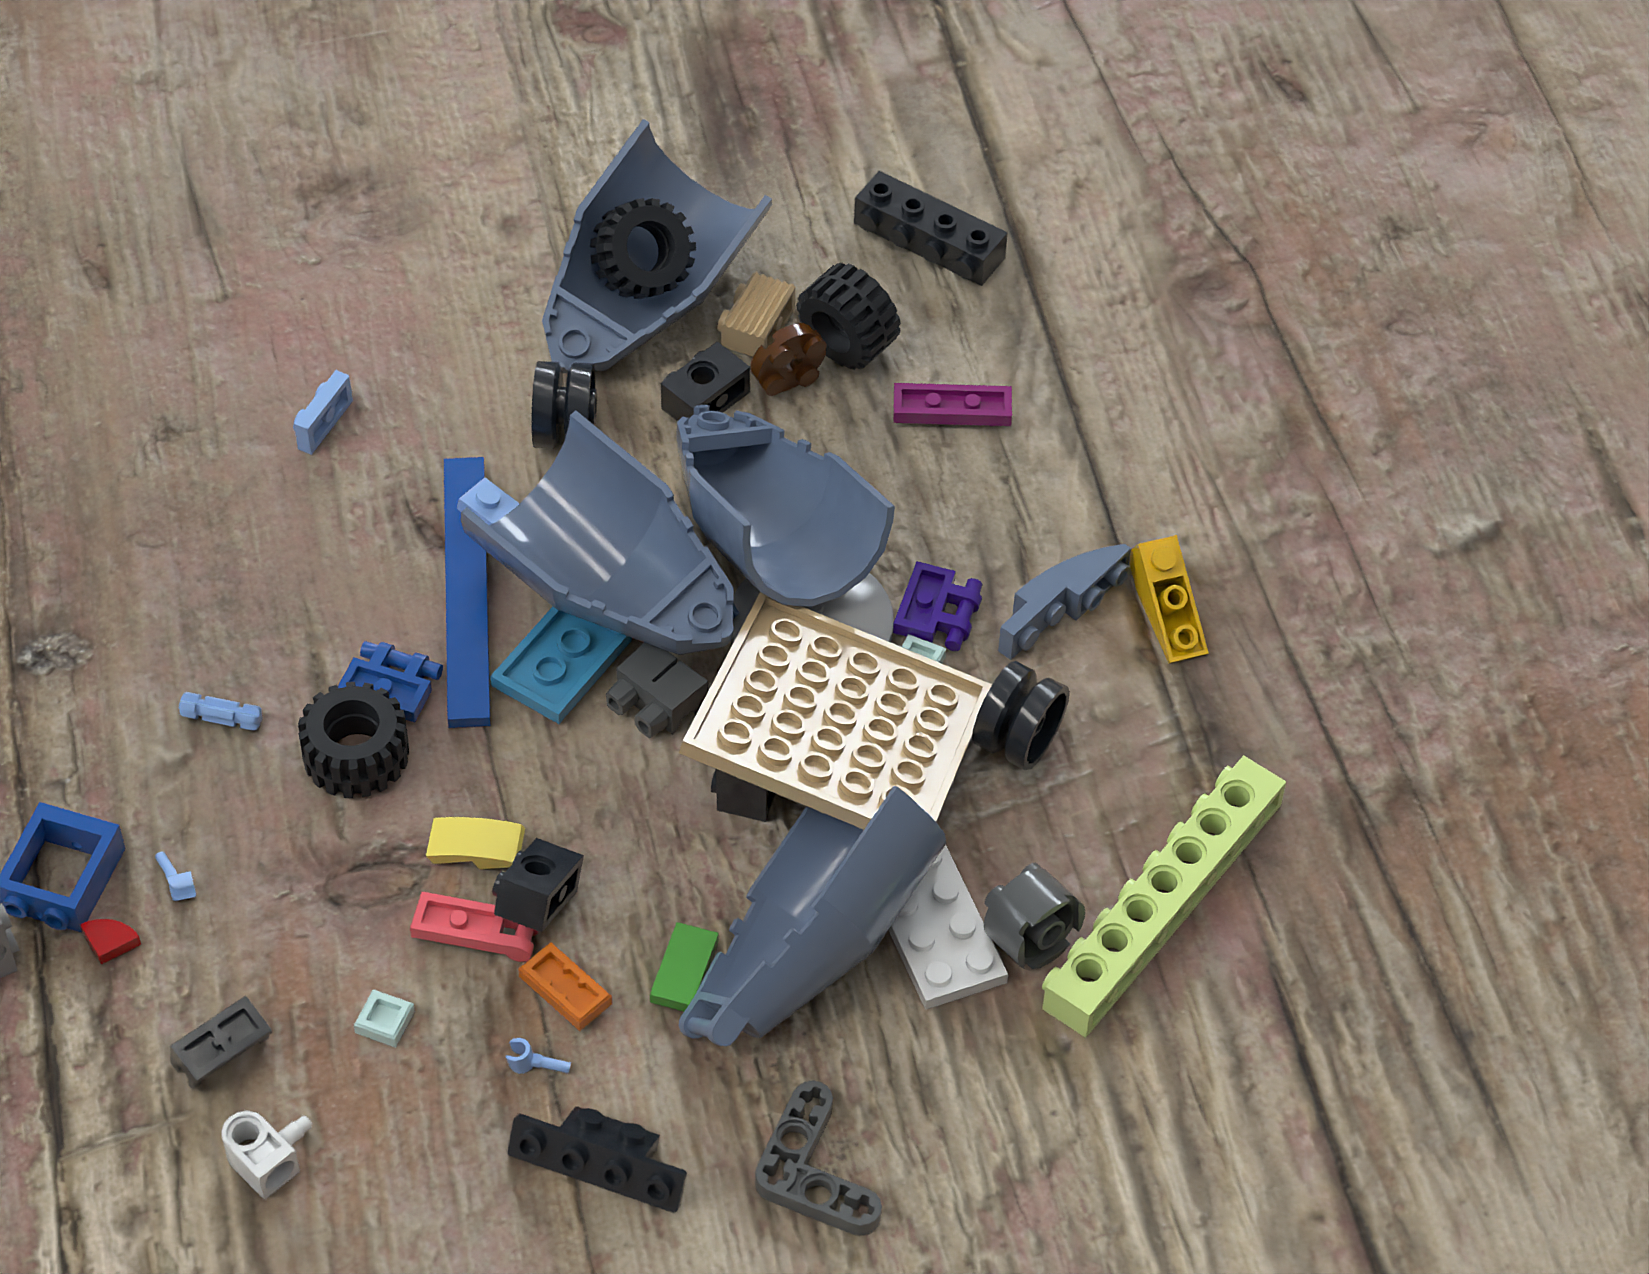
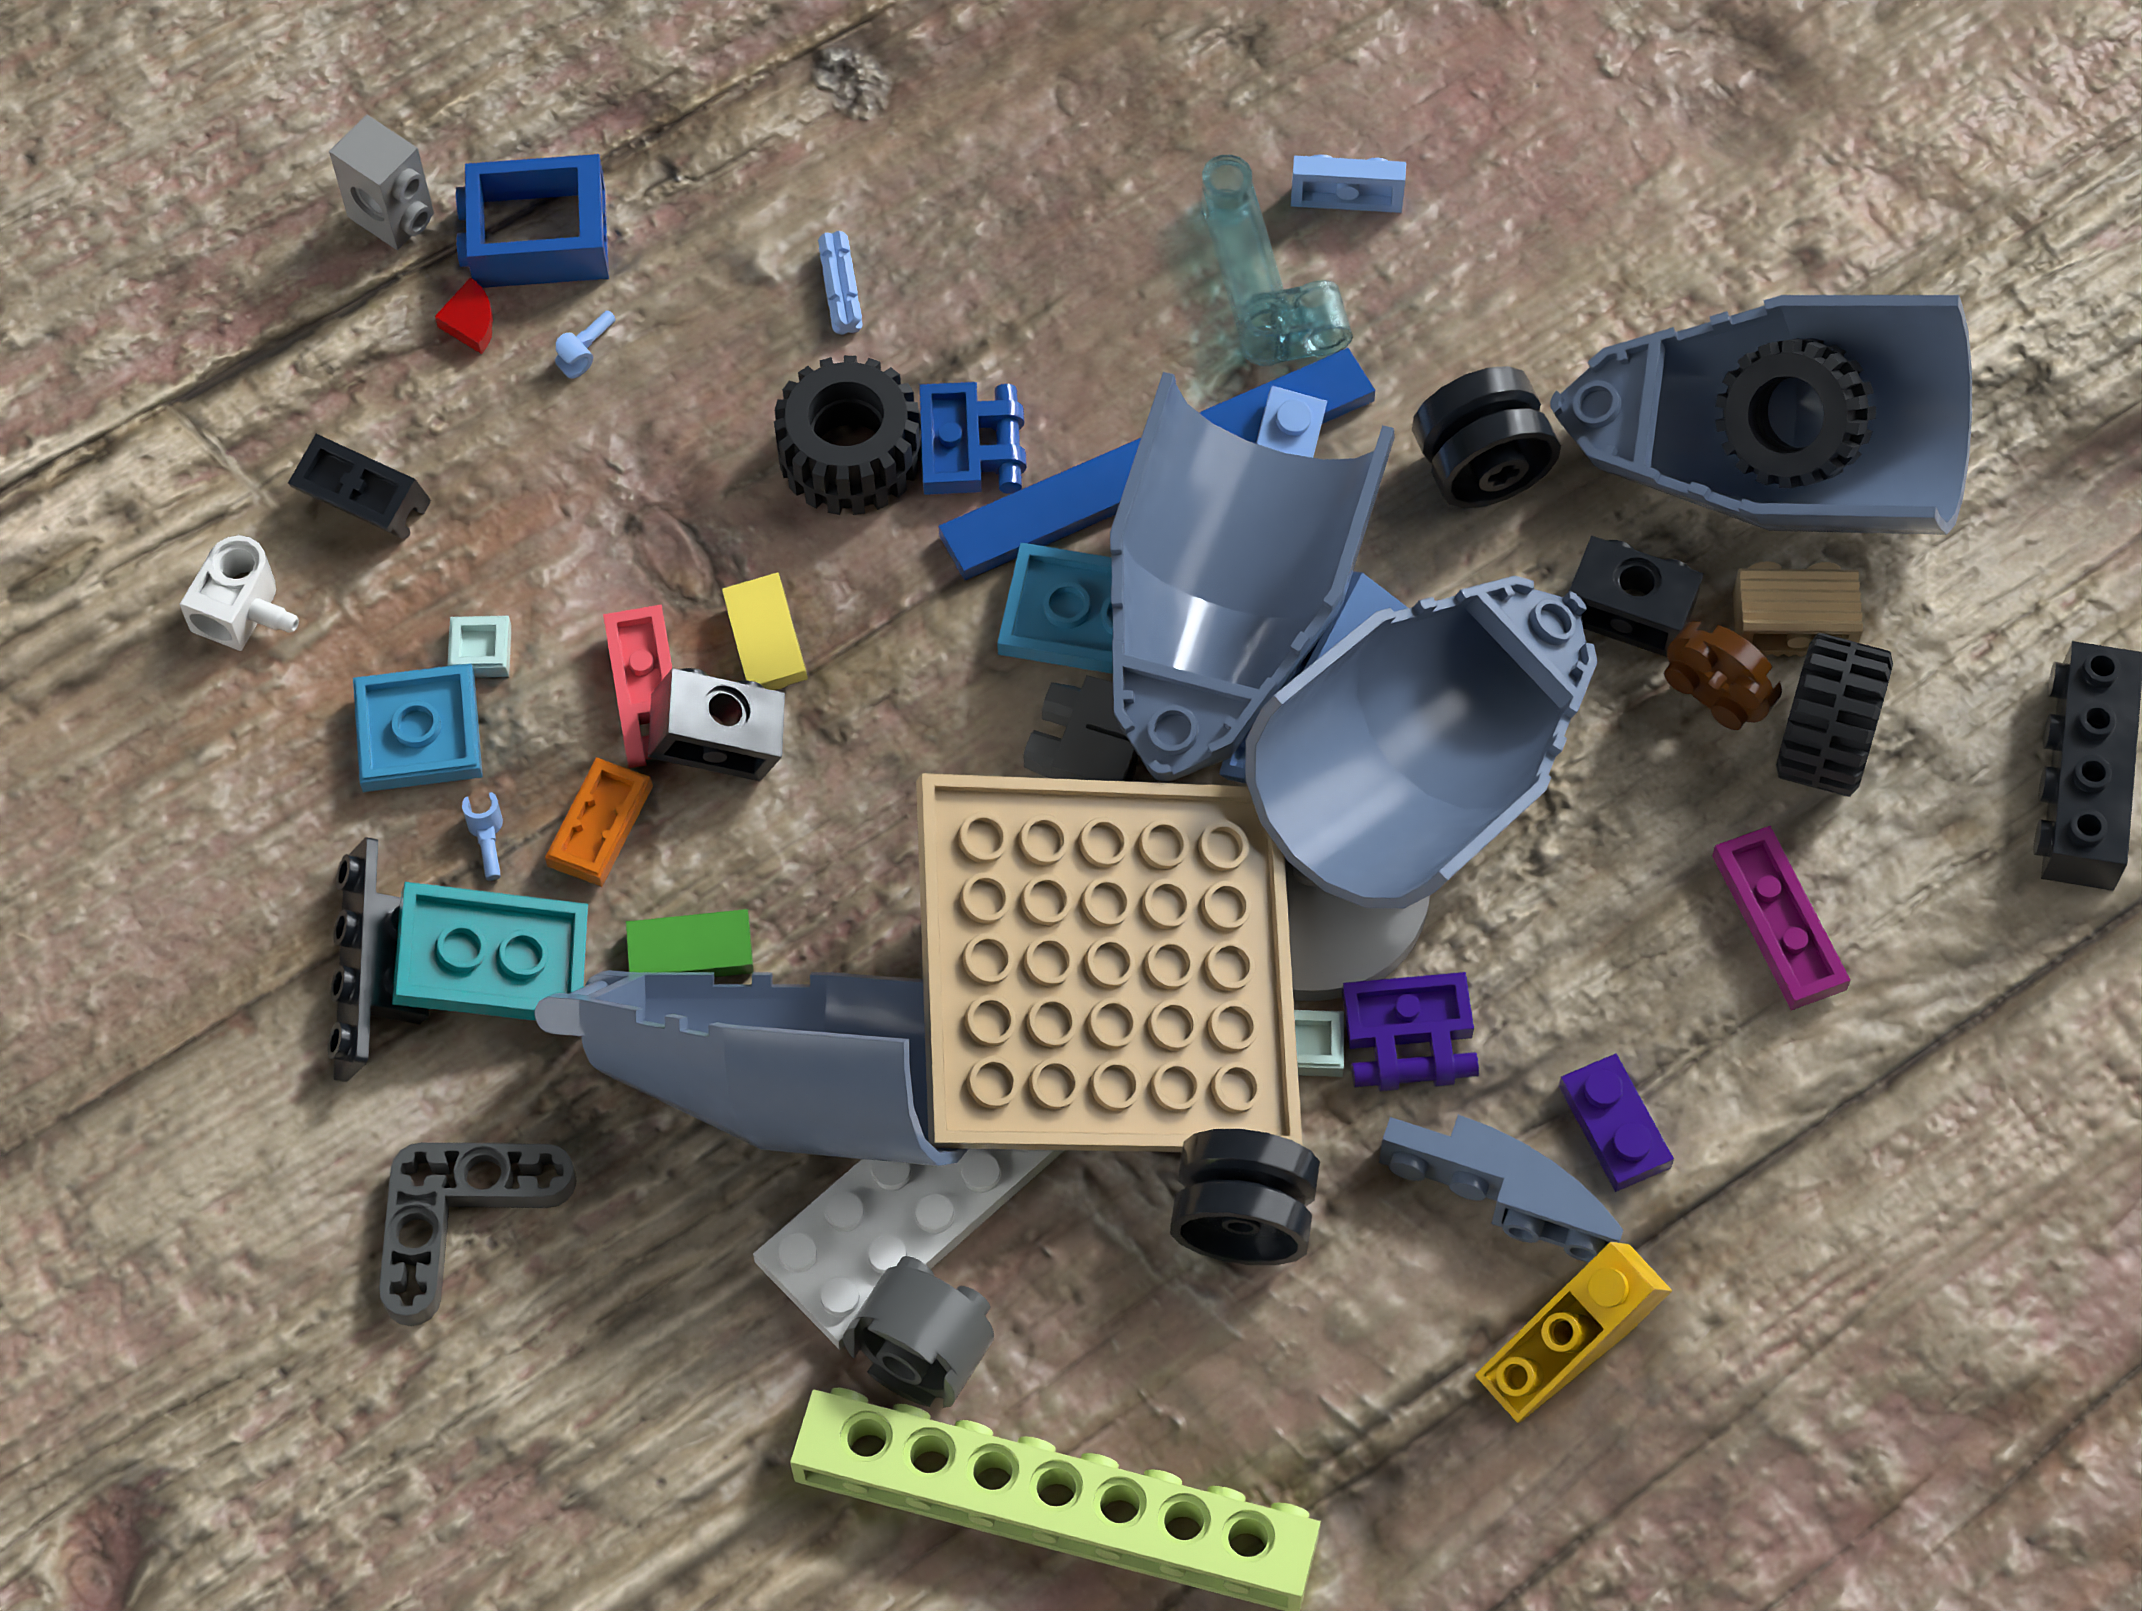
camera: 70 degrees right, 10 degrees up
(398, 490) = (1304, 318): none -> clear light blue piece
(431, 1072) = (417, 727): none -> dark azure plate
(640, 1074) = (486, 950): none -> teal plate
(1042, 533) = (1616, 1122): none -> dark purple plate

